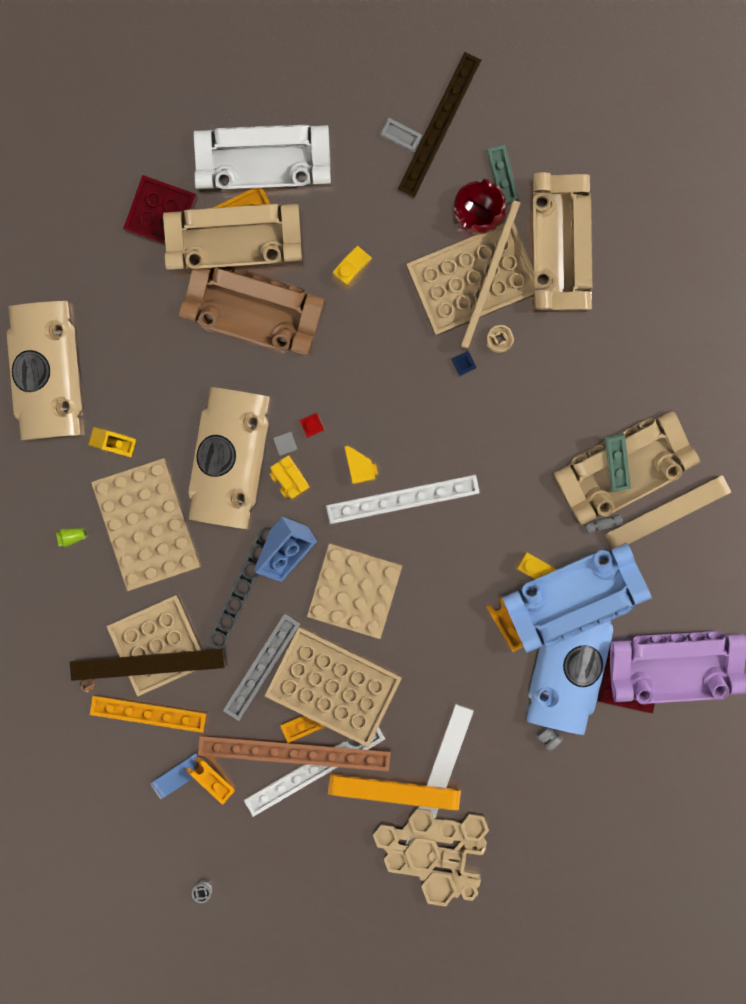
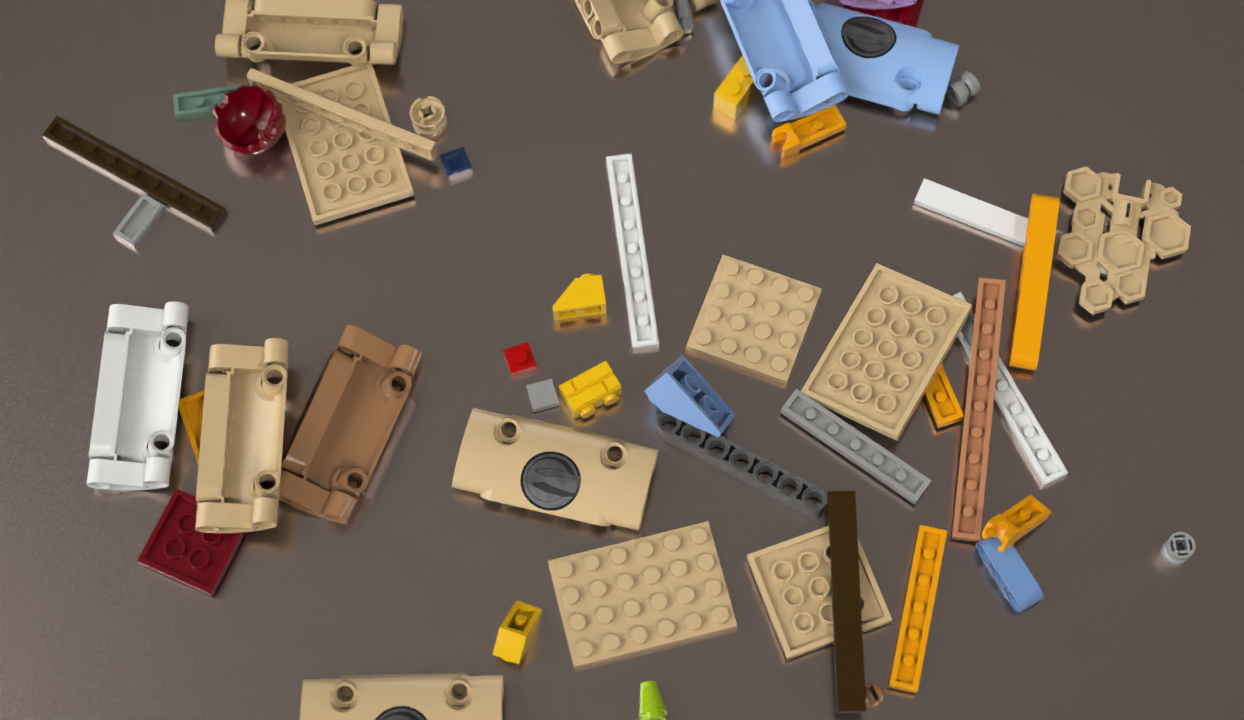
camera: 90 degrees left, 20 degrees down
(351, 266) = (309, 292): yellow slope -> none

